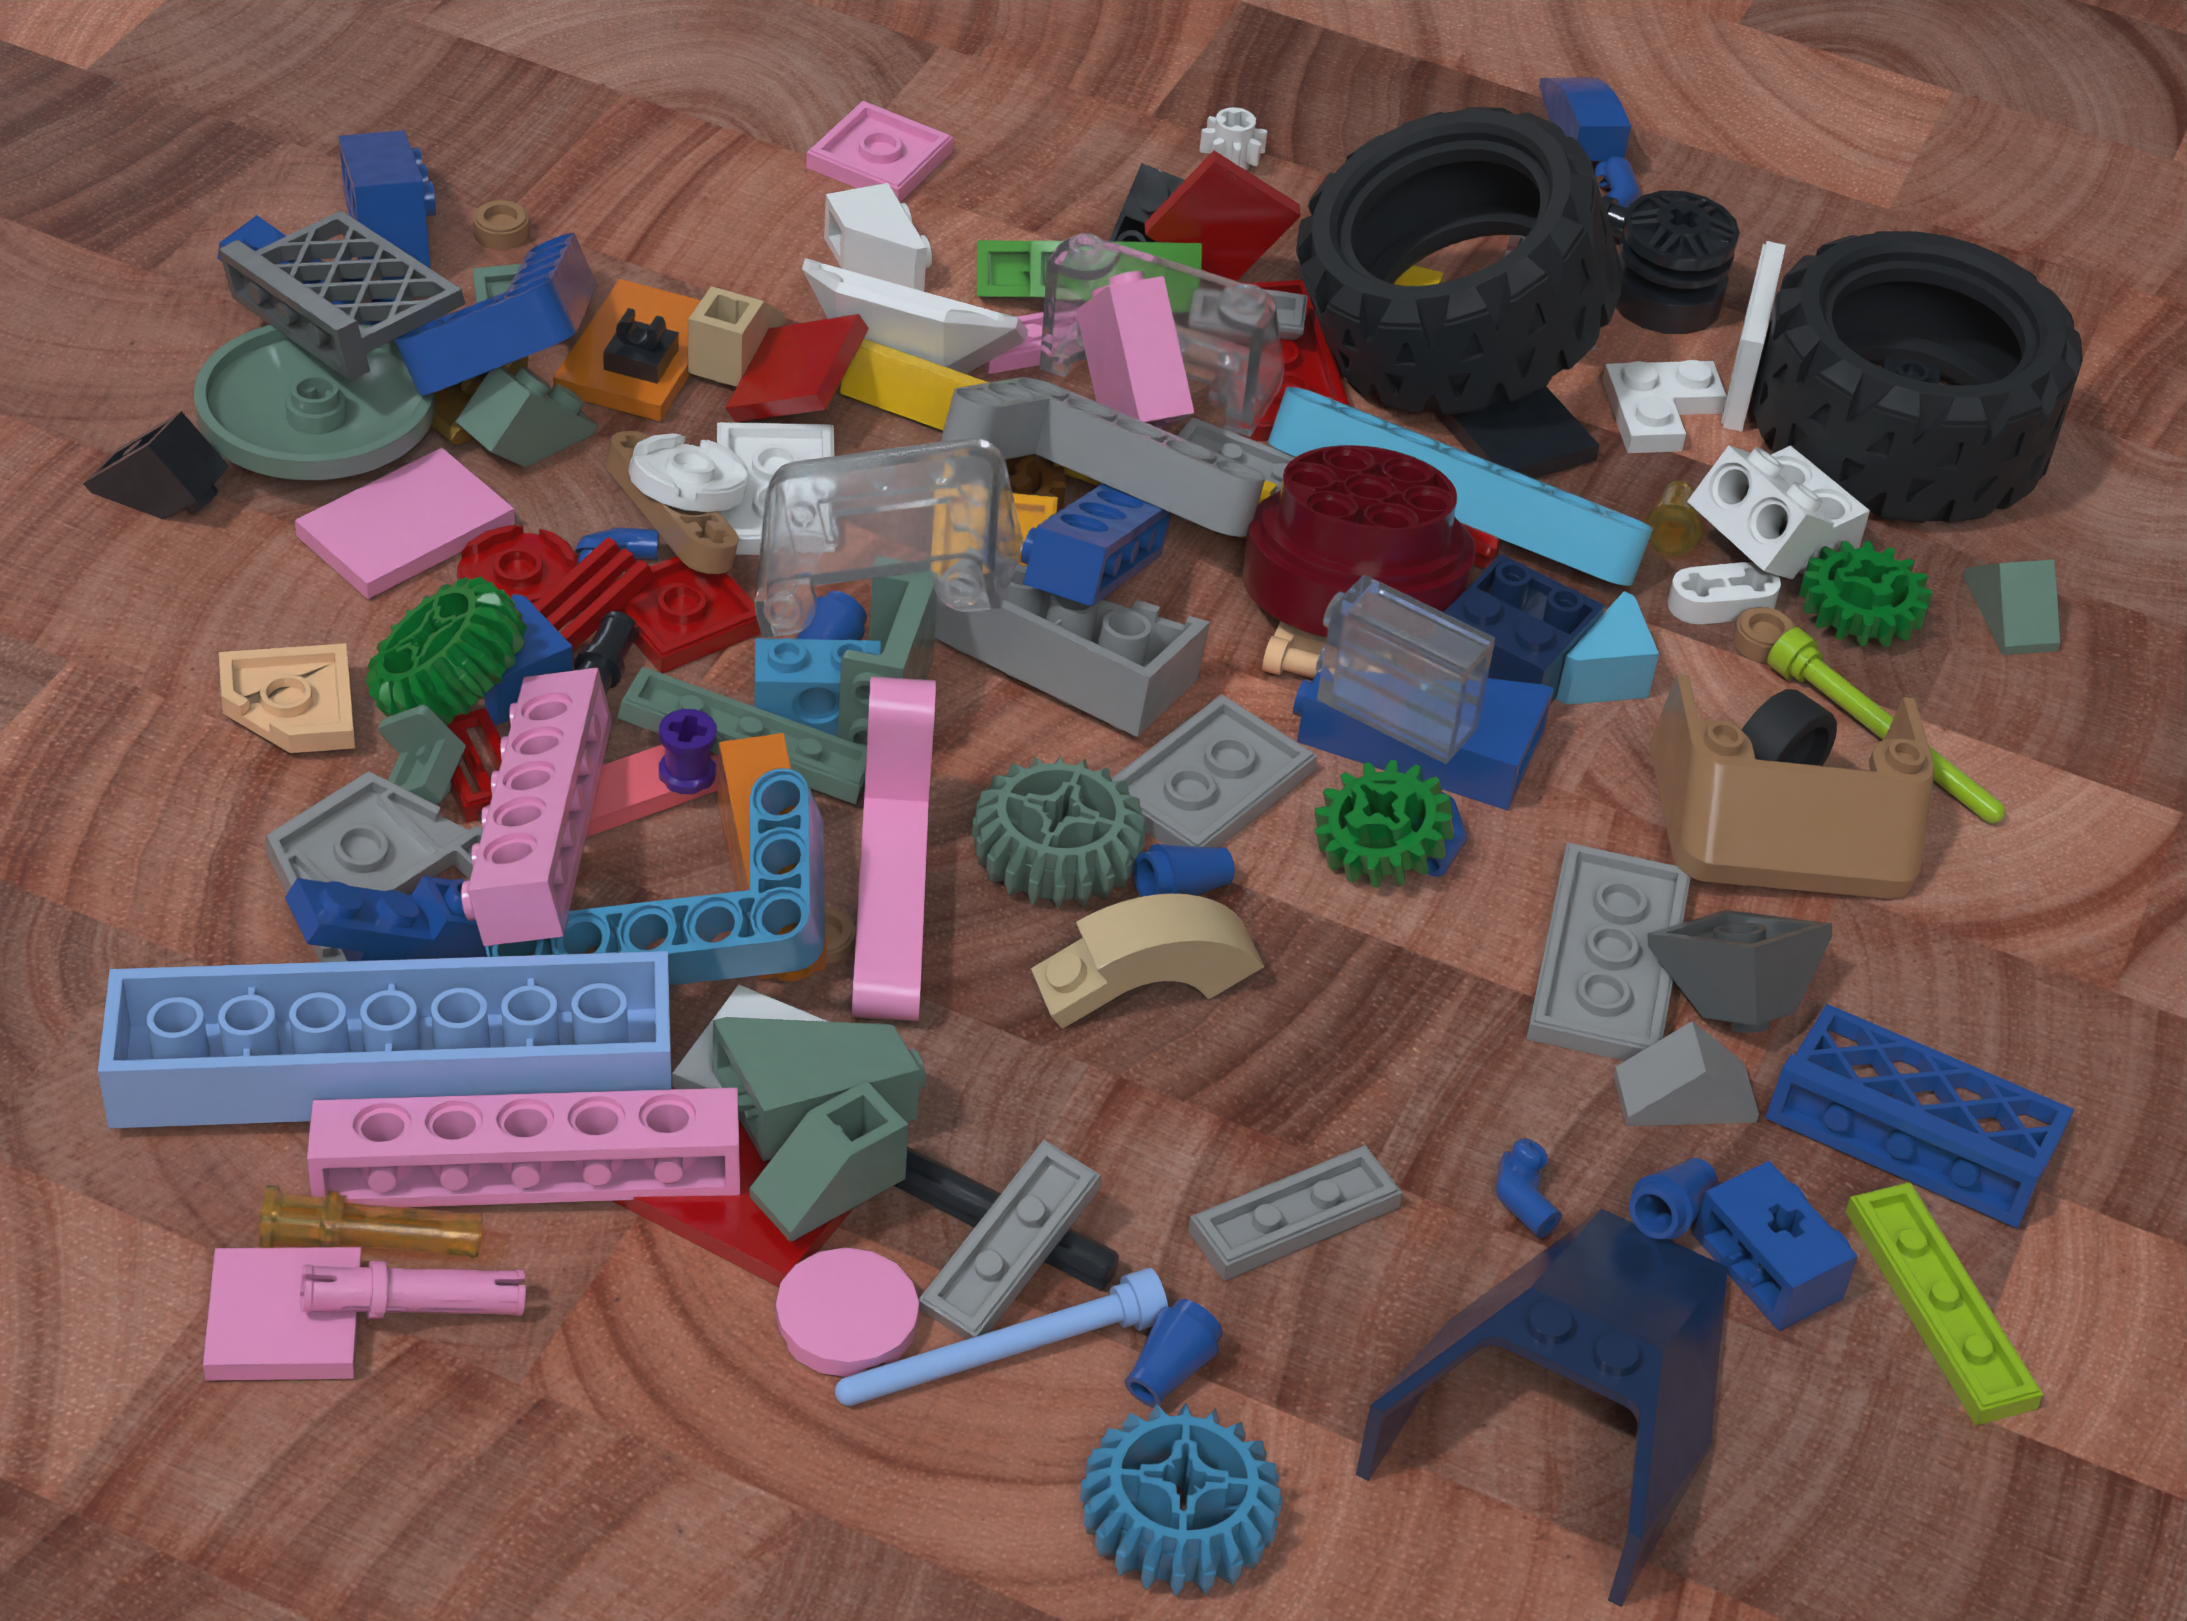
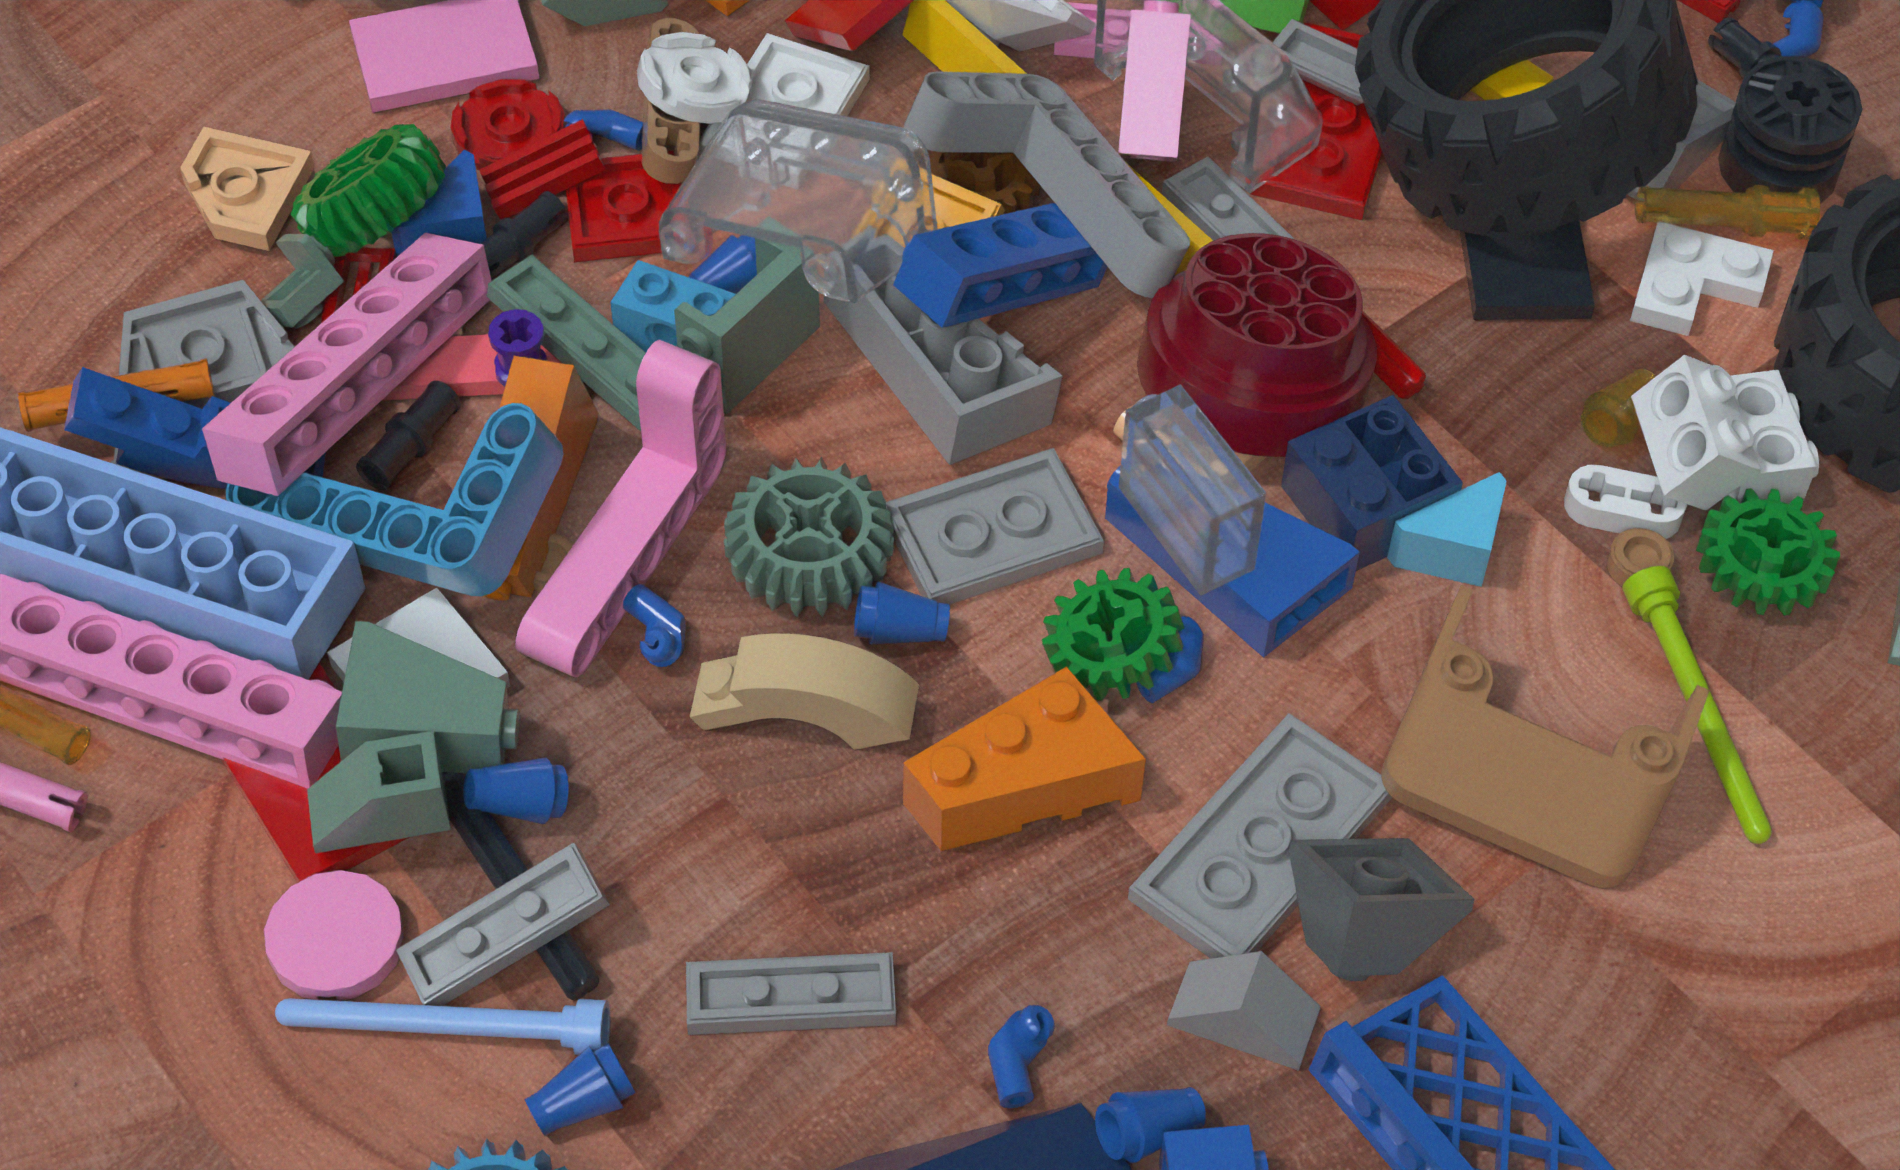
camera: 30 degrees right, 10 degrees up
(277, 926) = (179, 382): none -> orange pin
(618, 858) = (408, 435): none -> black pin
(950, 1123) = (519, 790): none -> blue cone
(971, 950) = (663, 623): none -> blue arm
(1381, 951) = (1022, 764): none -> orange wedge
(1487, 493) = (1422, 312): medium azure beam -> none
(1679, 333) = (1753, 211): none -> clear yellow pin
(1753, 336) = (1790, 246): white tile -> none
(1792, 729) = (1558, 686): black tyre -> none

